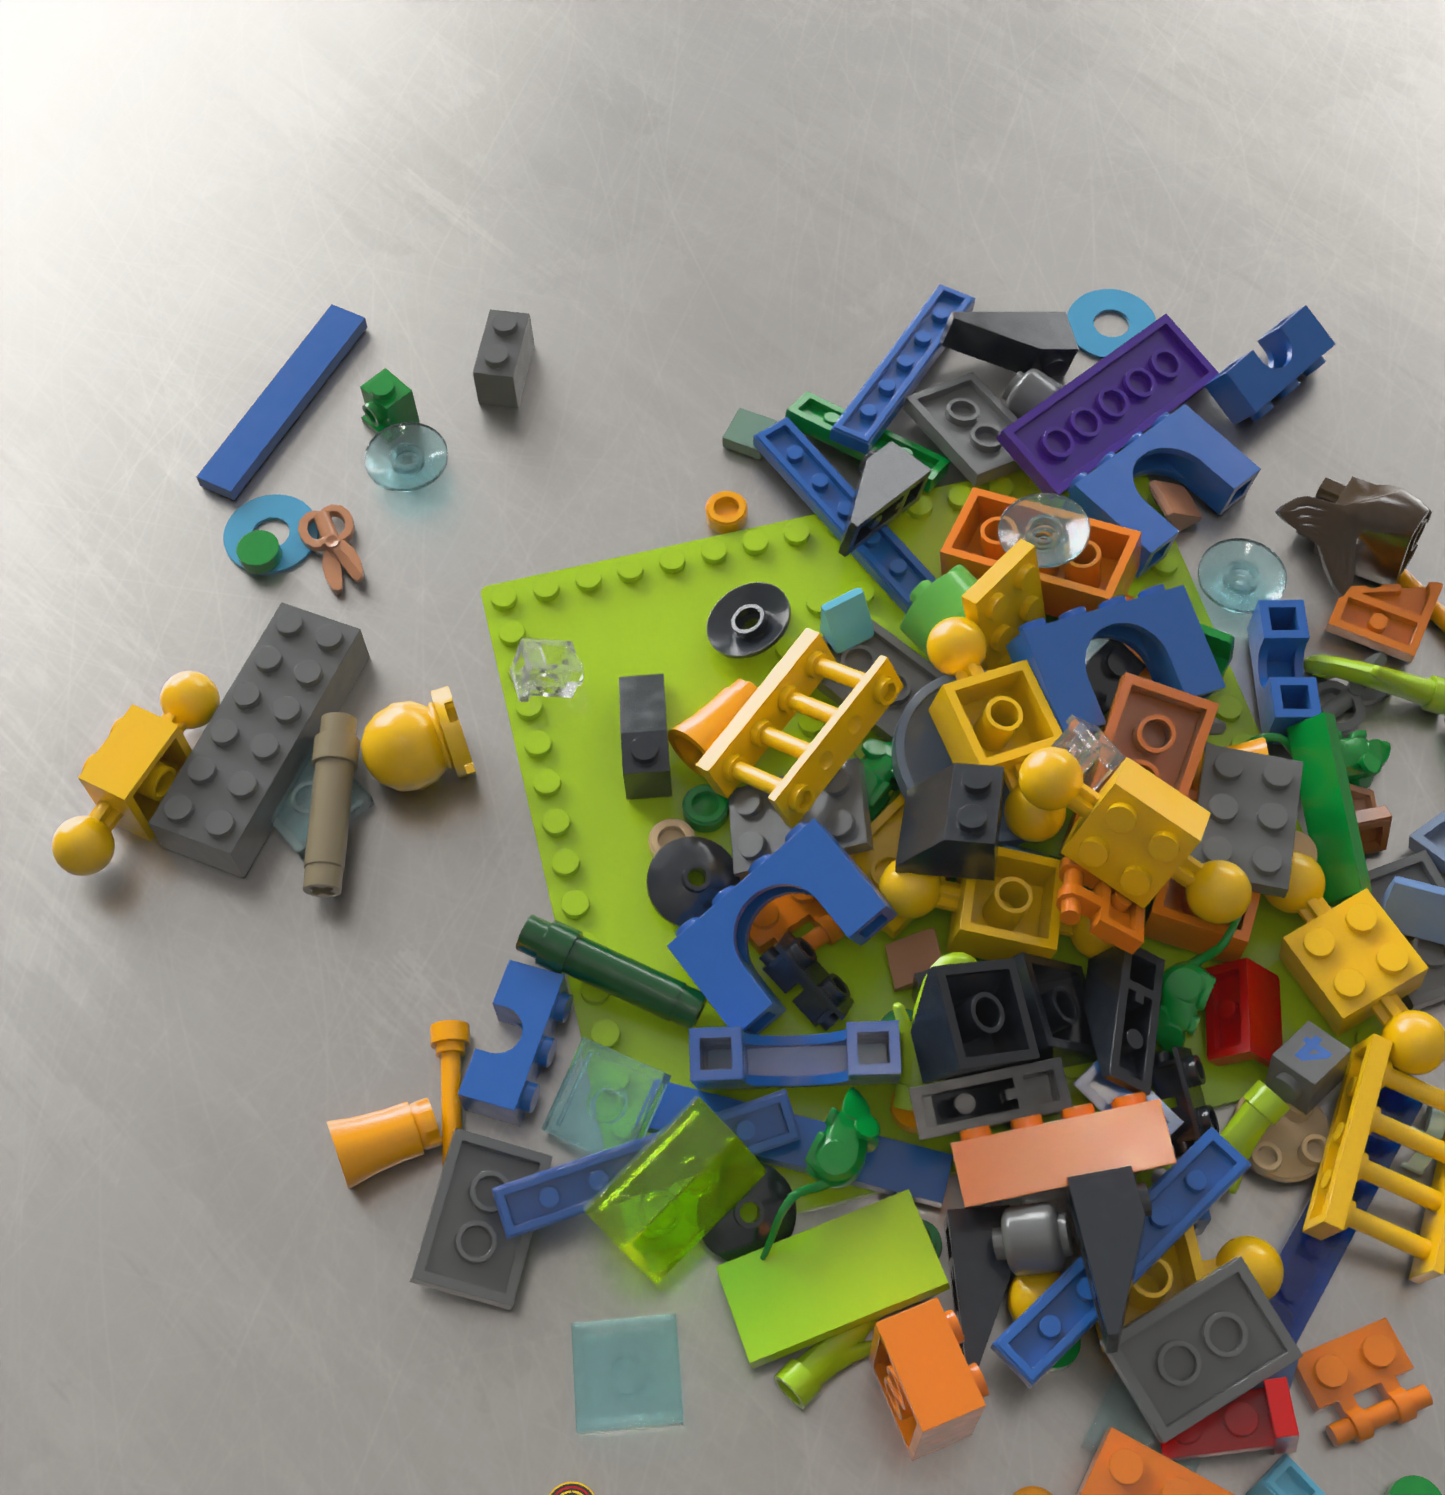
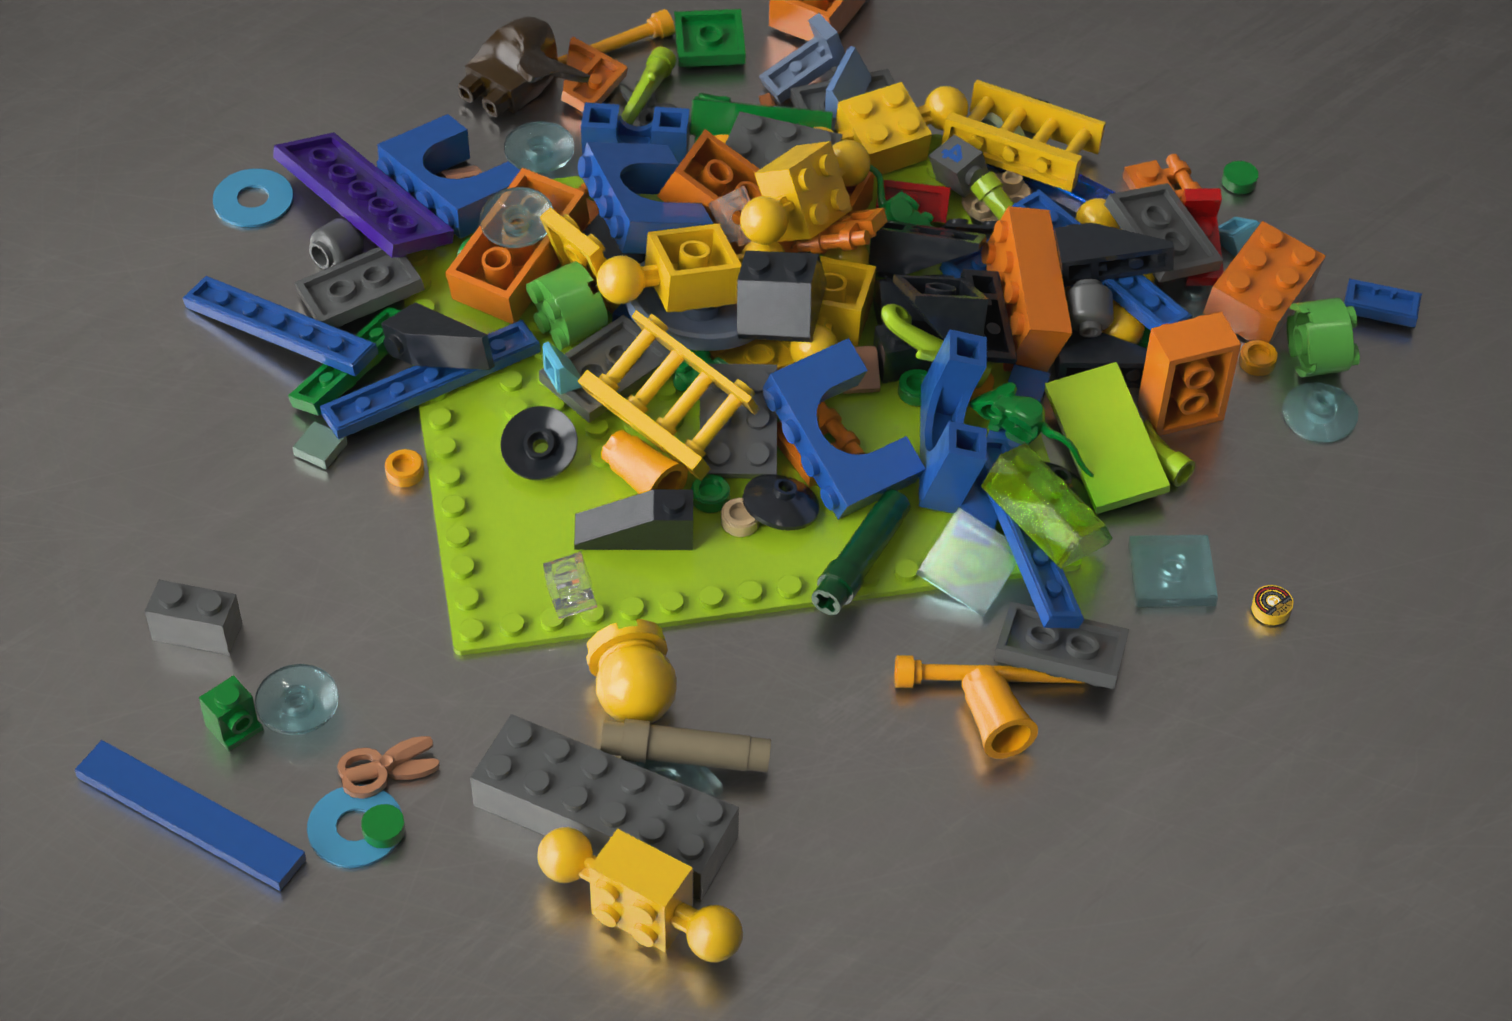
camera: 90 degrees left, 10 degrees down
(505, 1082) = (887, 609): blue arch -> none
(824, 994) = (872, 434): black hinge -> none
(1014, 339) = (276, 243): black slope -> none
(1292, 348) = (354, 110): blue arch -> none

